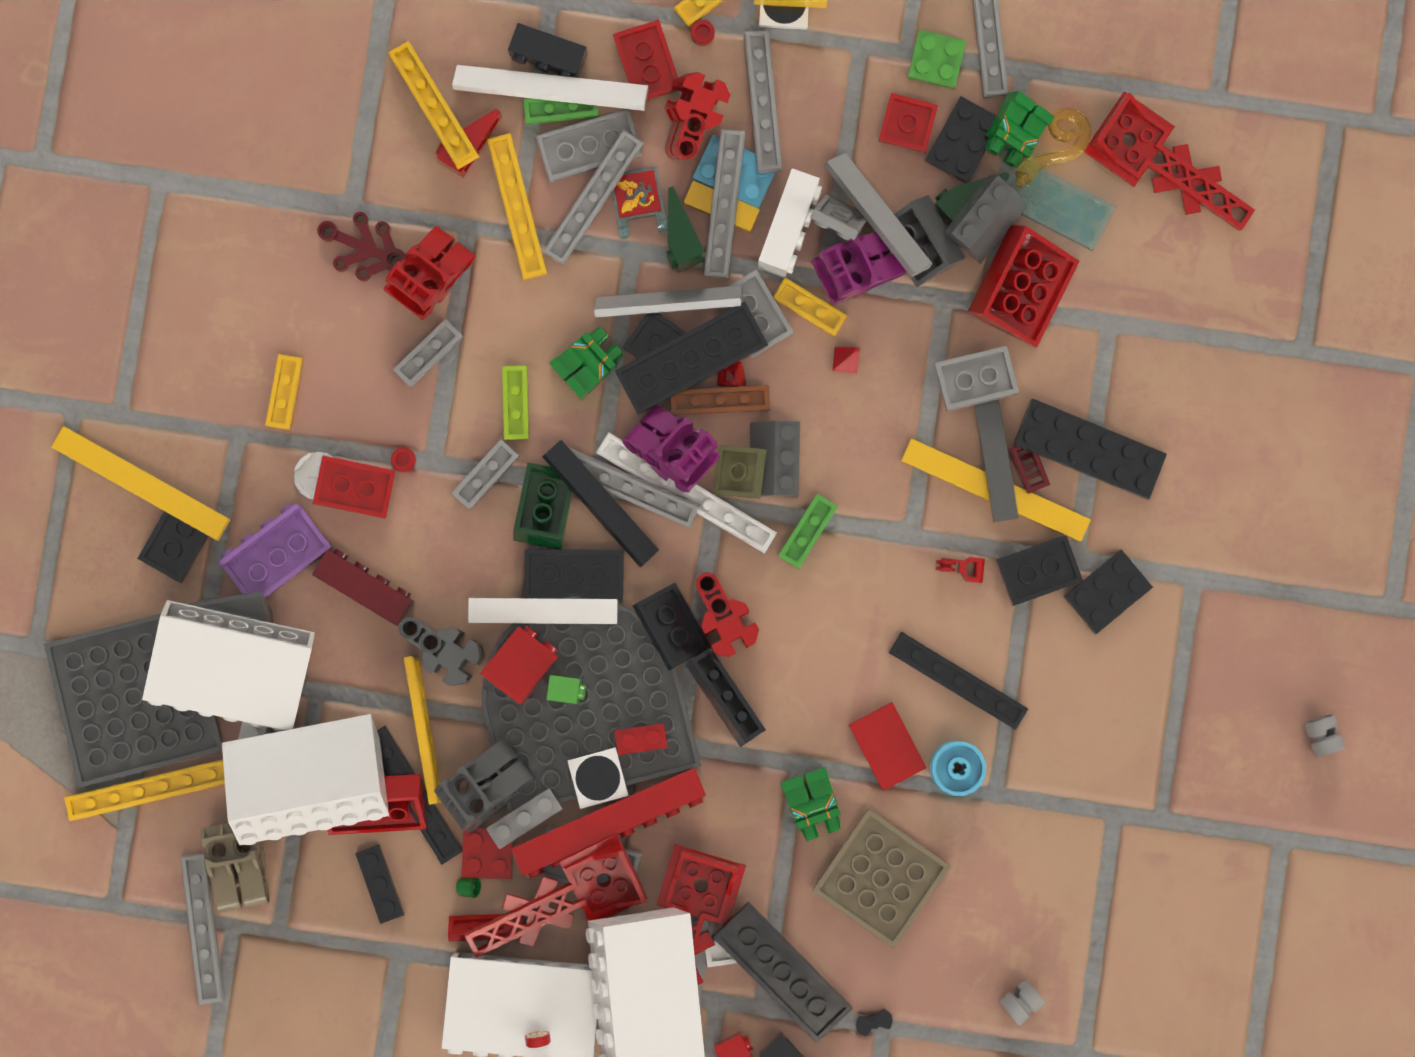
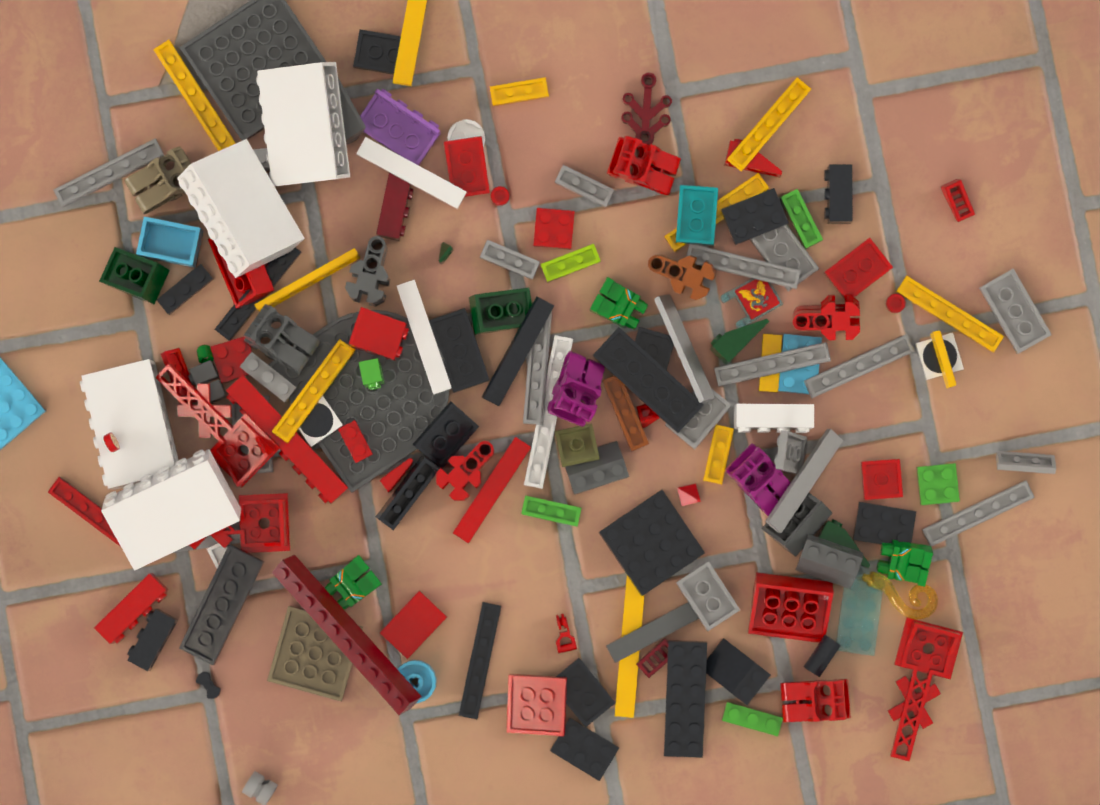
camera: 65 degrees right, 0 degrees up
(315, 882) = (169, 242): none -> medium azure piece
(336, 556) = (411, 173): none -> white tile
(340, 940) = (134, 275): none -> dark green slope
(446, 548) = (445, 252): none -> dark green slope
(466, 408) = (554, 228): none -> red plate
(492, 893) = (205, 373): none -> dark grey piece
(512, 230) = (696, 215): none -> teal plate
(538, 162) = (754, 216): none -> black plate
(550, 87) = (813, 205): white tile -> none
(561, 768) = (313, 391): none -> yellow tile
(582, 264) = (689, 275): none -> dark orange connector
(702, 711) = (392, 478): none -> red slope
(757, 594) = (491, 490): none -> red tile
(873, 831) = (346, 634): none -> dark red brick
(888, 424) = (651, 542): none -> black plate
(1036, 630) = (536, 705): none -> plate
(1078, 377) = (736, 671): none -> black slope
(1094, 267) = (822, 655): none -> black brick
(1140, 378) = (752, 719): none -> bright green plate
(1157, 300) = (815, 710): none -> red connector

